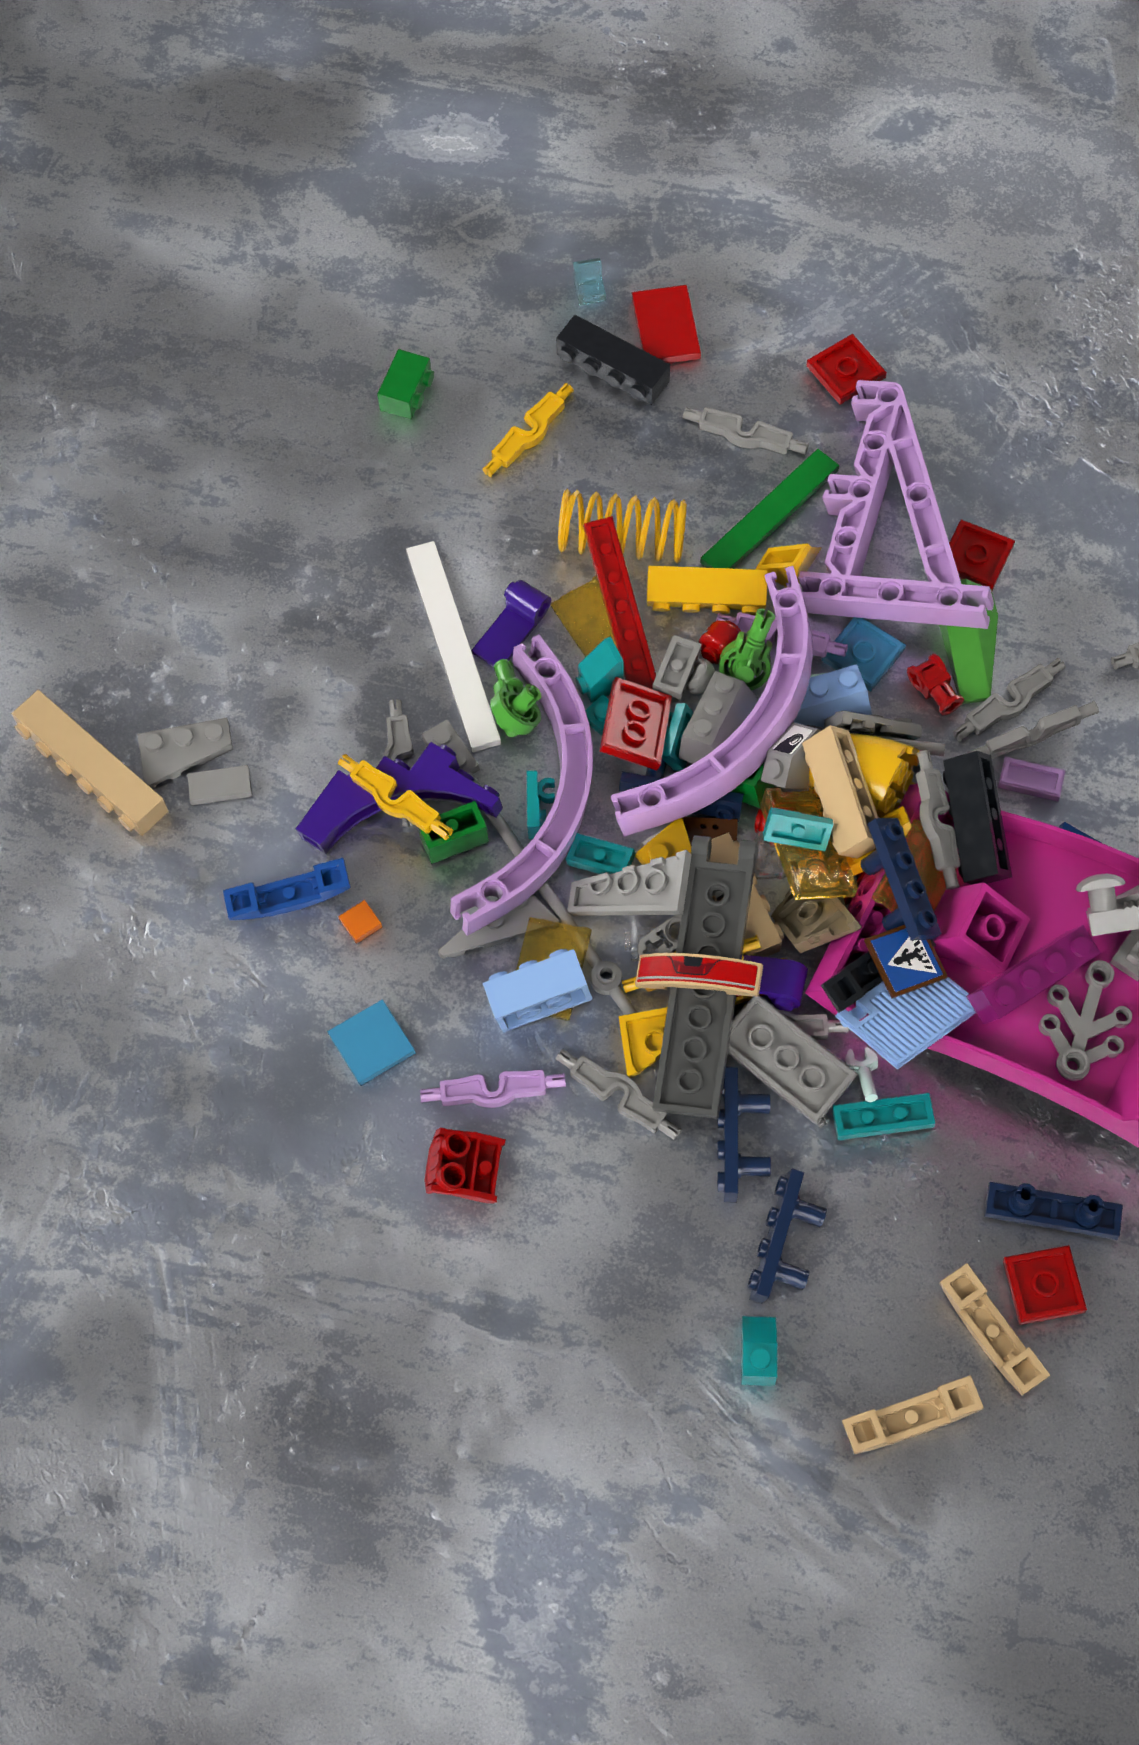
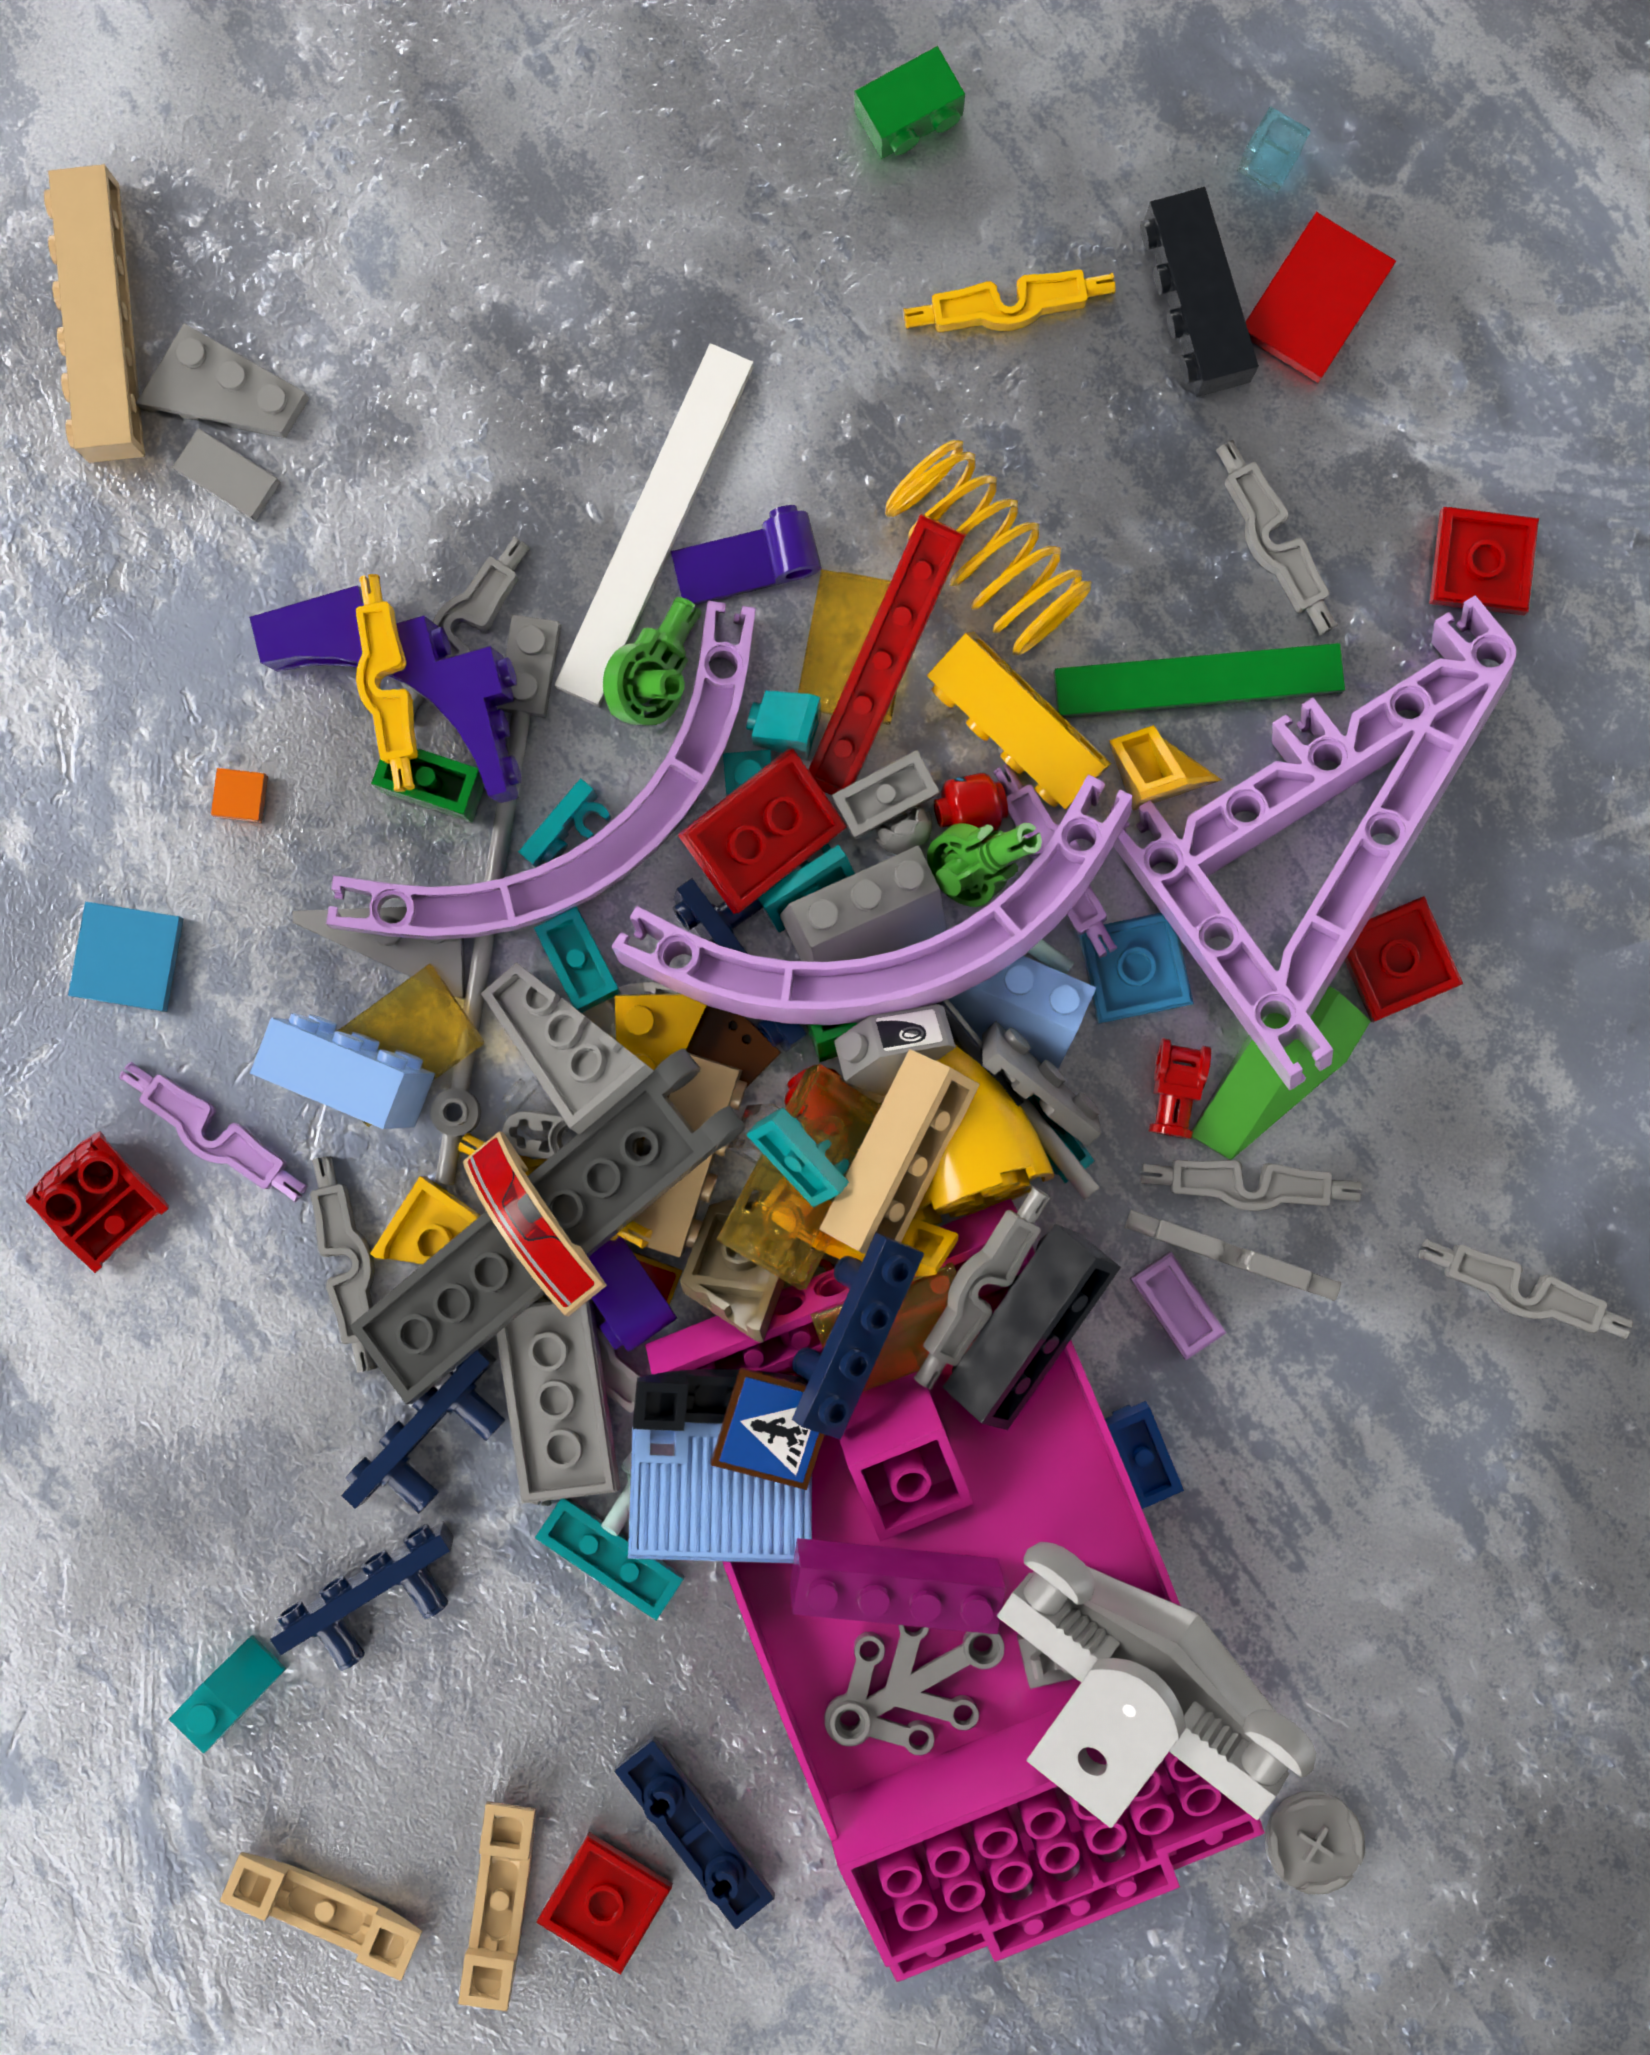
camera: 45 degrees right, 20 degrees up
(288, 894) = (181, 684): blue slope -> none

